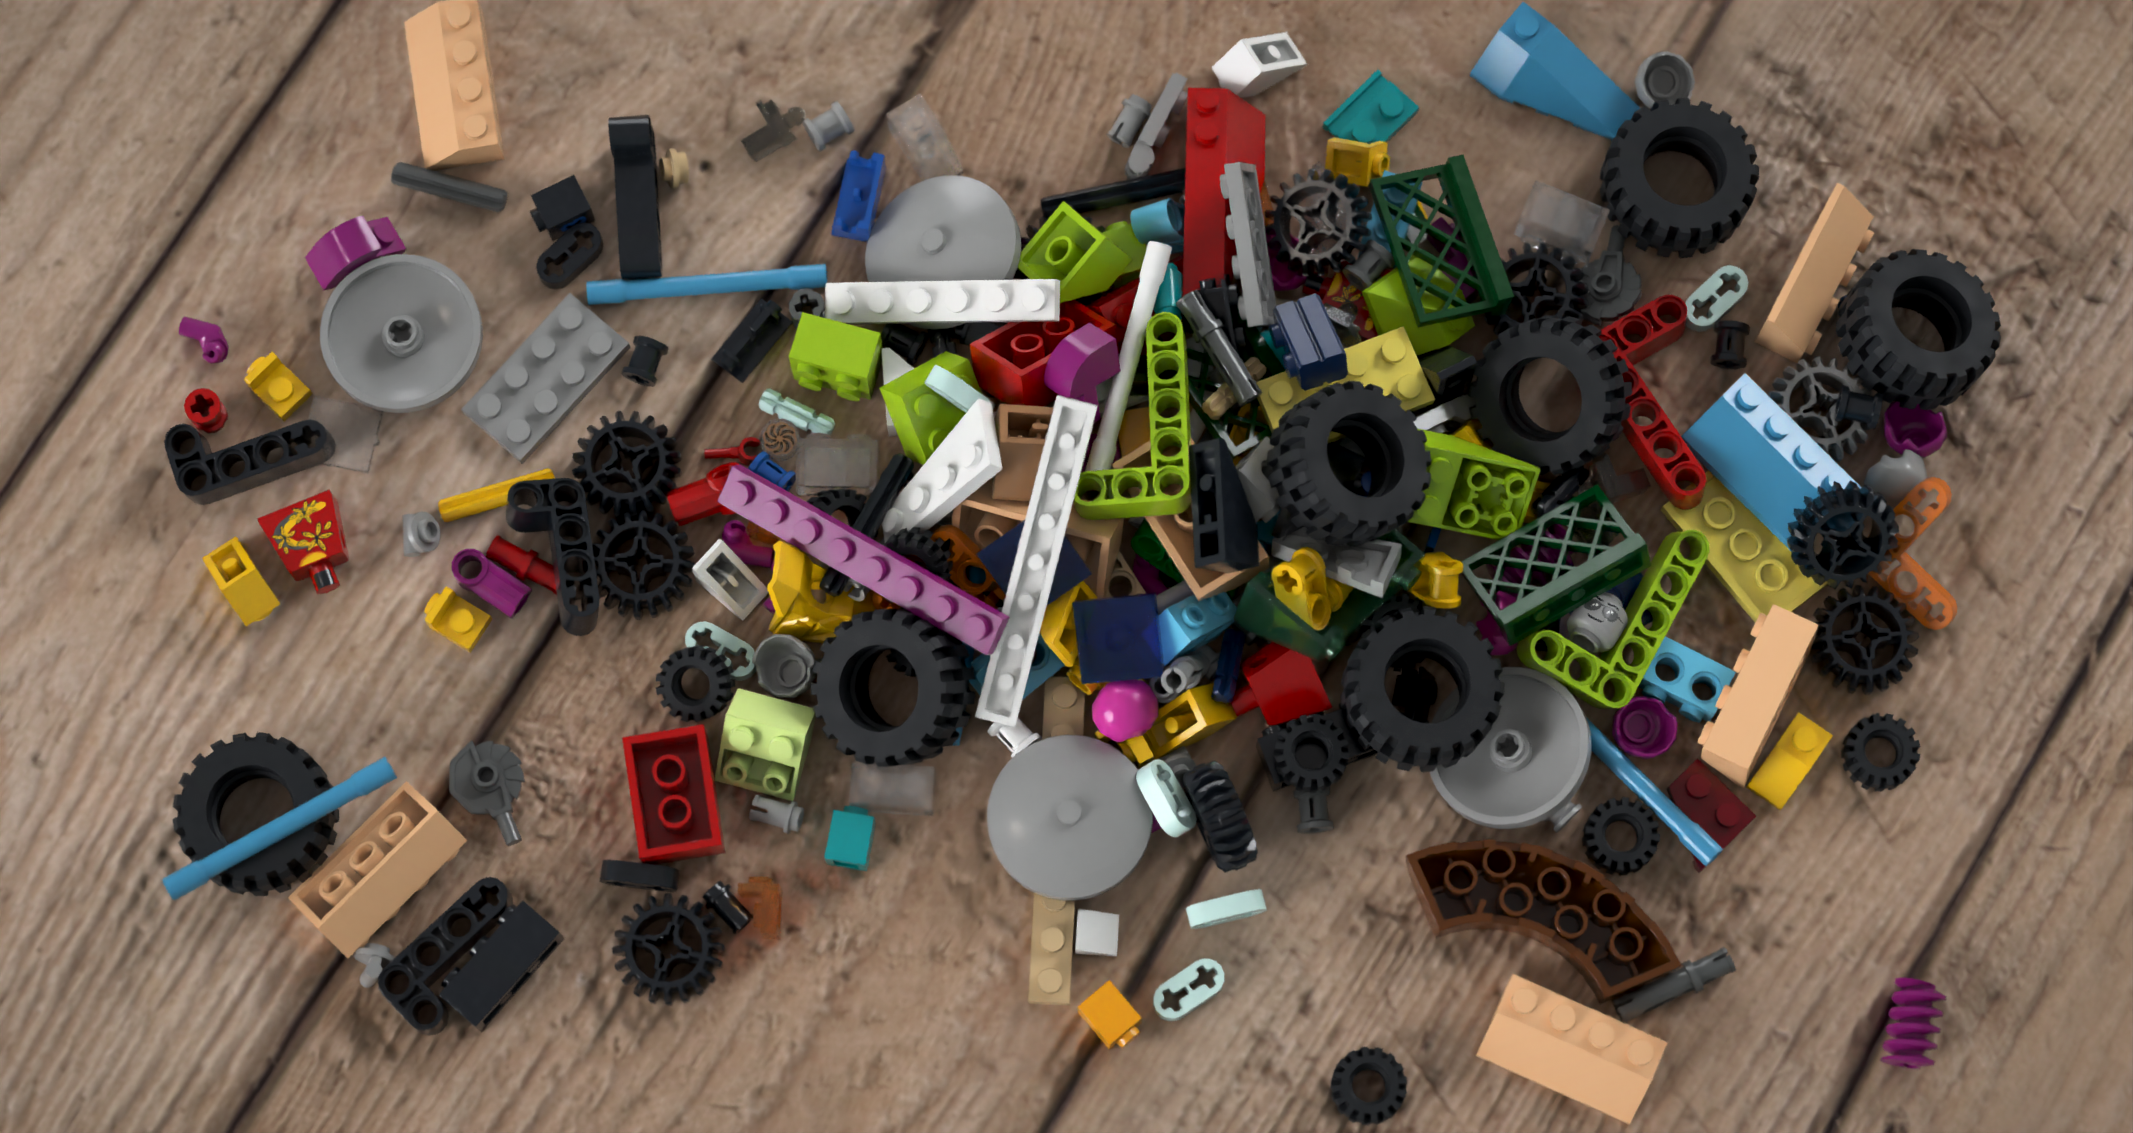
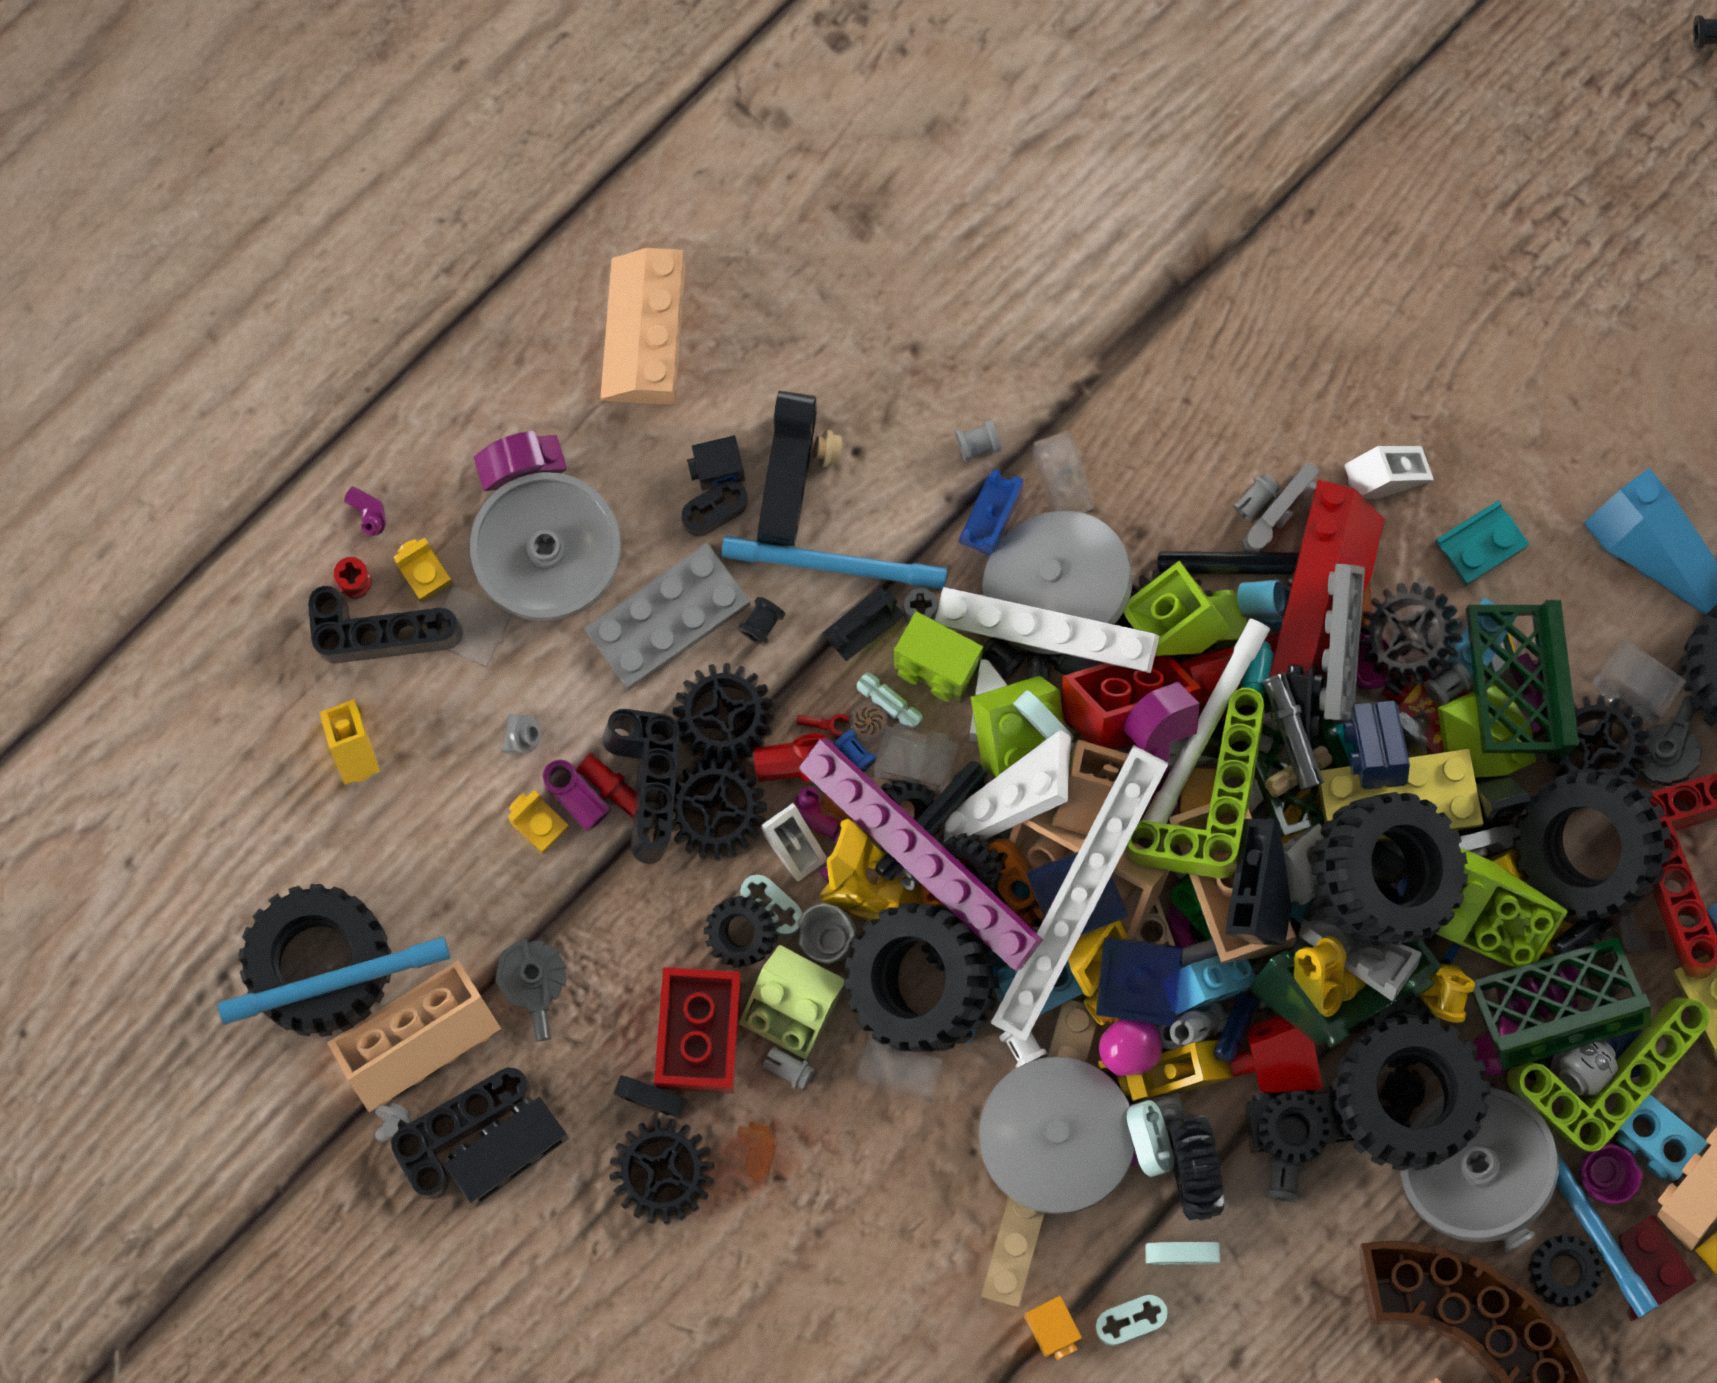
camera: 15 degrees right, 0 degrees up
(309, 539) = (419, 717): red torso -> none
(449, 187) = (618, 420): dark grey axle -> none
(484, 498) = (588, 715): yellow axle -> none
(727, 906) = (724, 1144): black pin -> none
(776, 132) = (929, 436): clear smoke piece -> none
(850, 838) = (851, 1107): teal brick -> none
(1097, 933) = (1058, 1248): white slope -> none
(1357, 160) = (1460, 582): yellow bracket -> none

